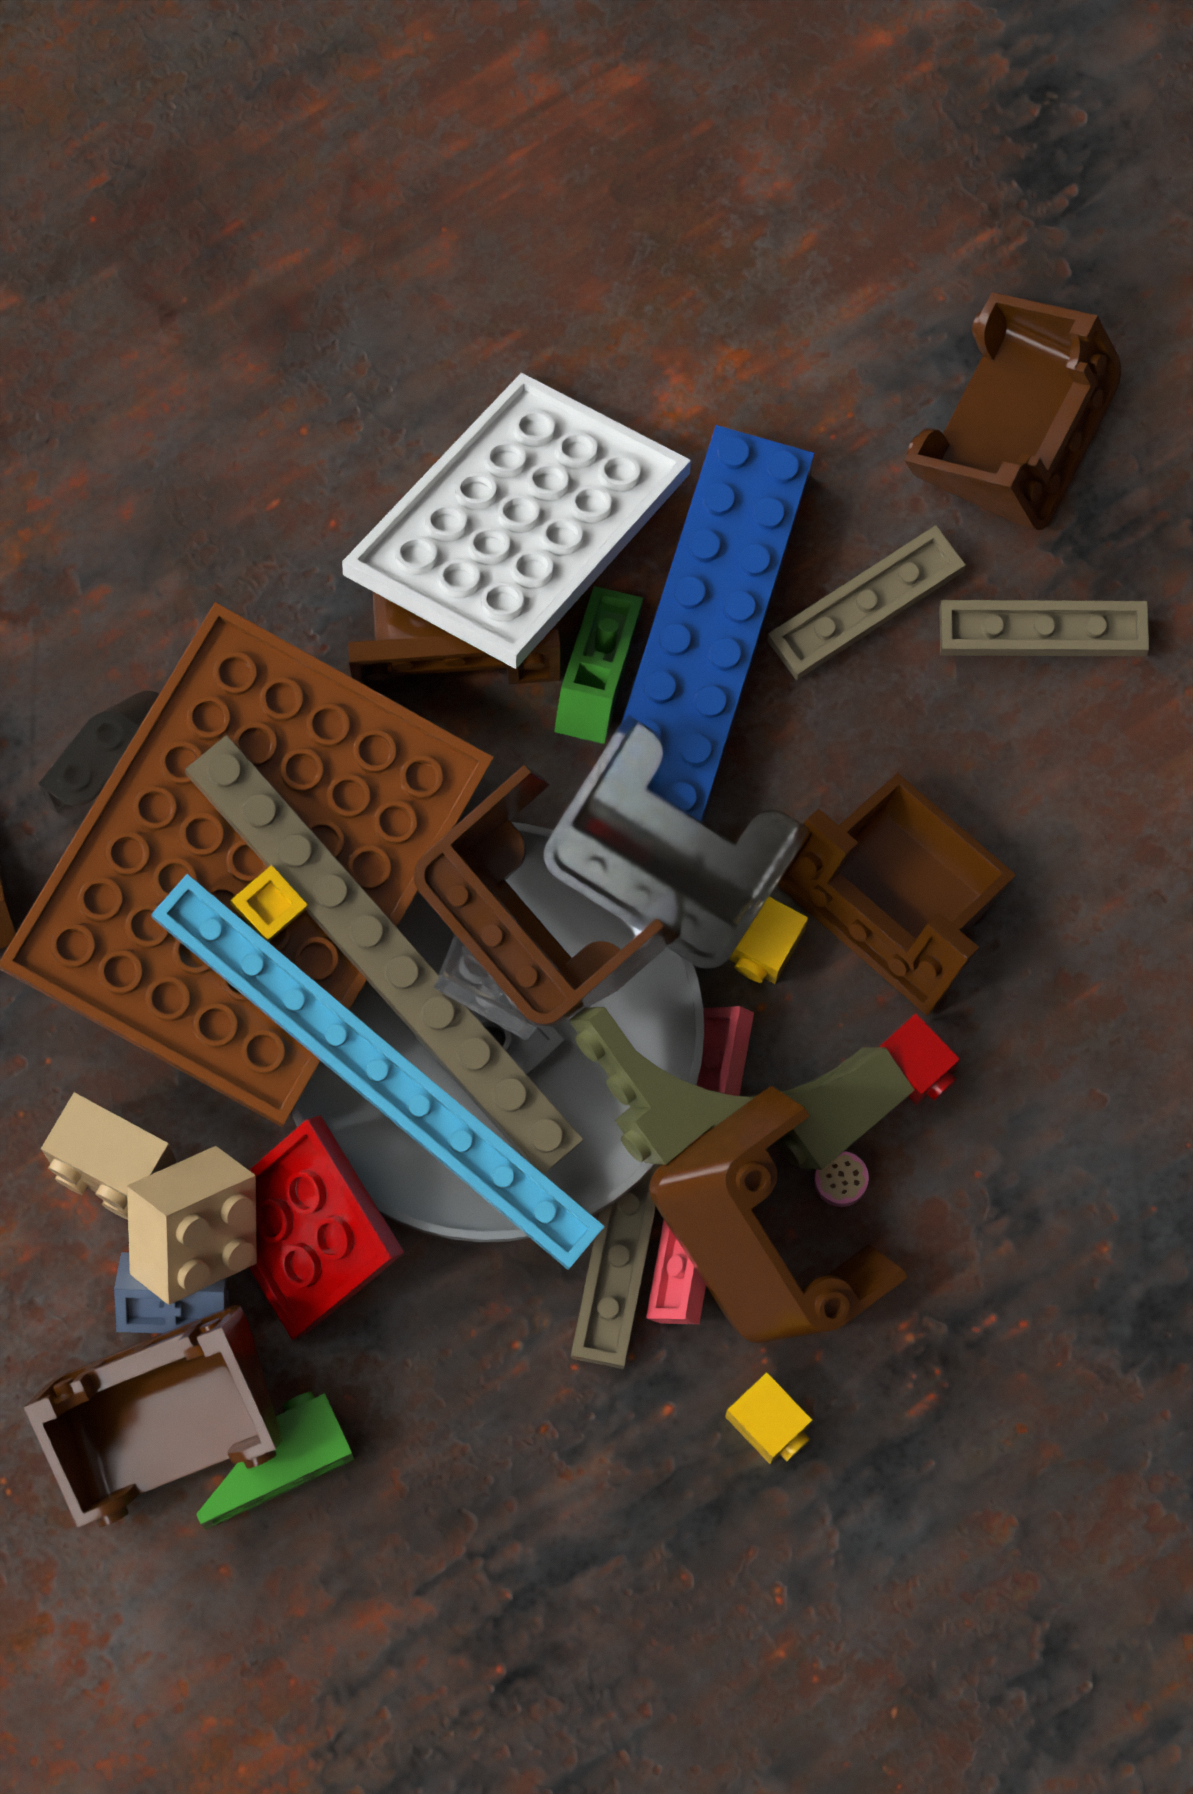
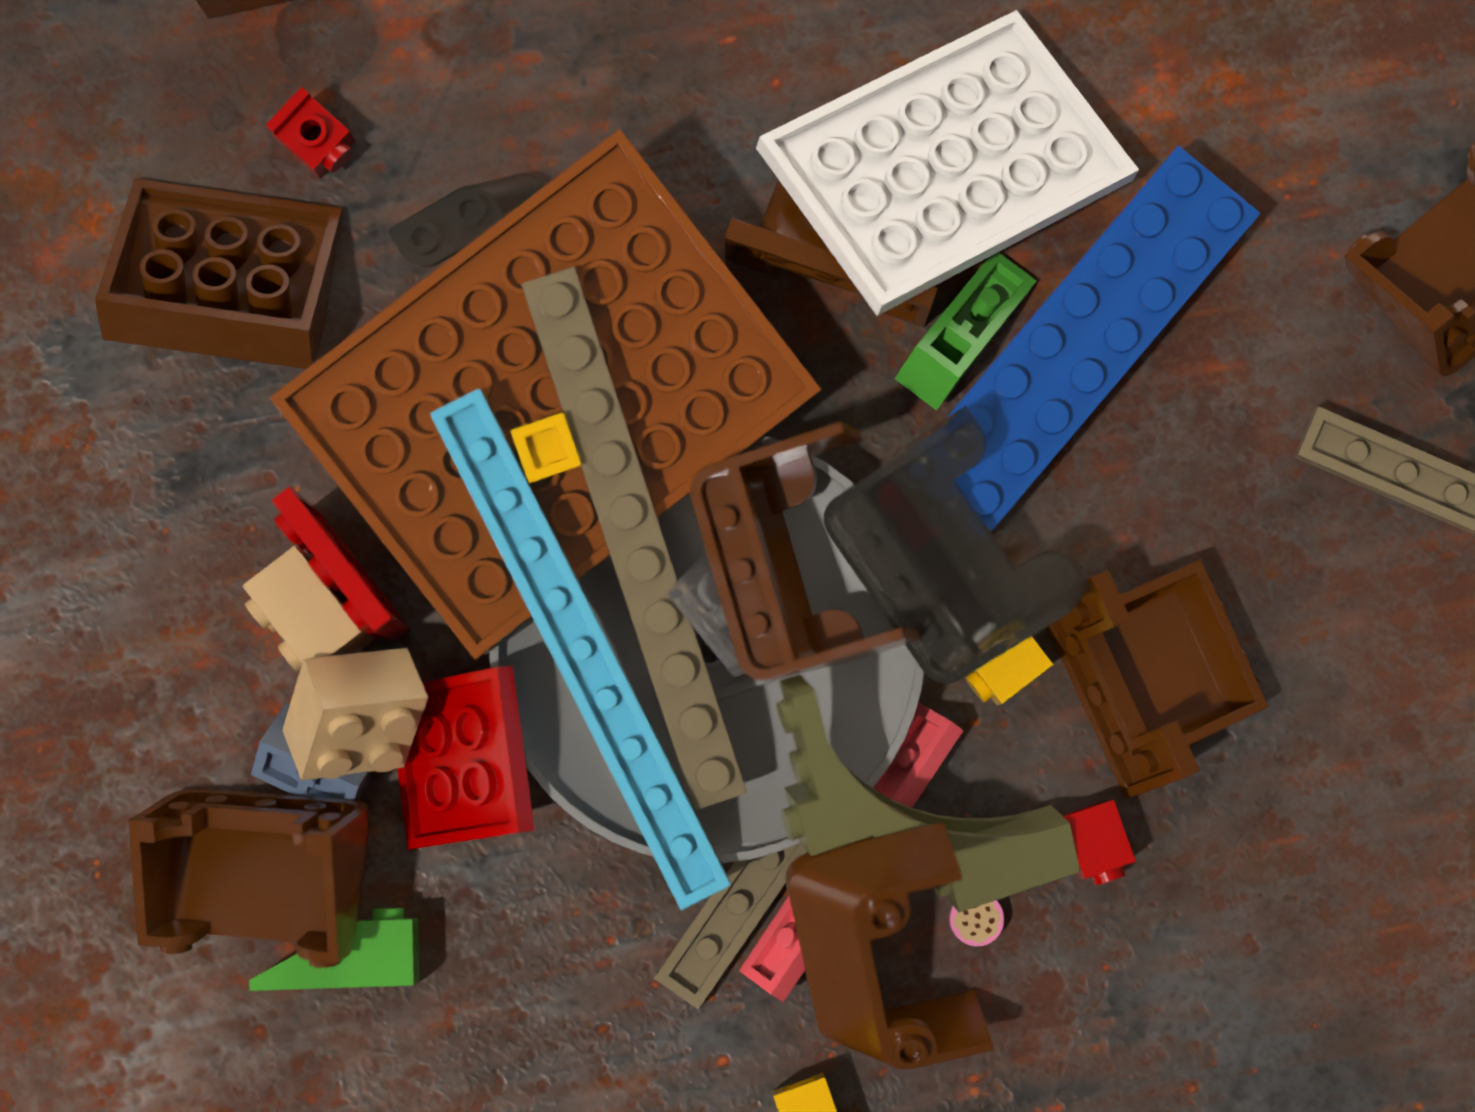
camera: 25 degrees right, 10 degrees up
(123, 1095) = (338, 567): none -> red plate
(866, 602) = (1246, 376): dark tan plate -> none

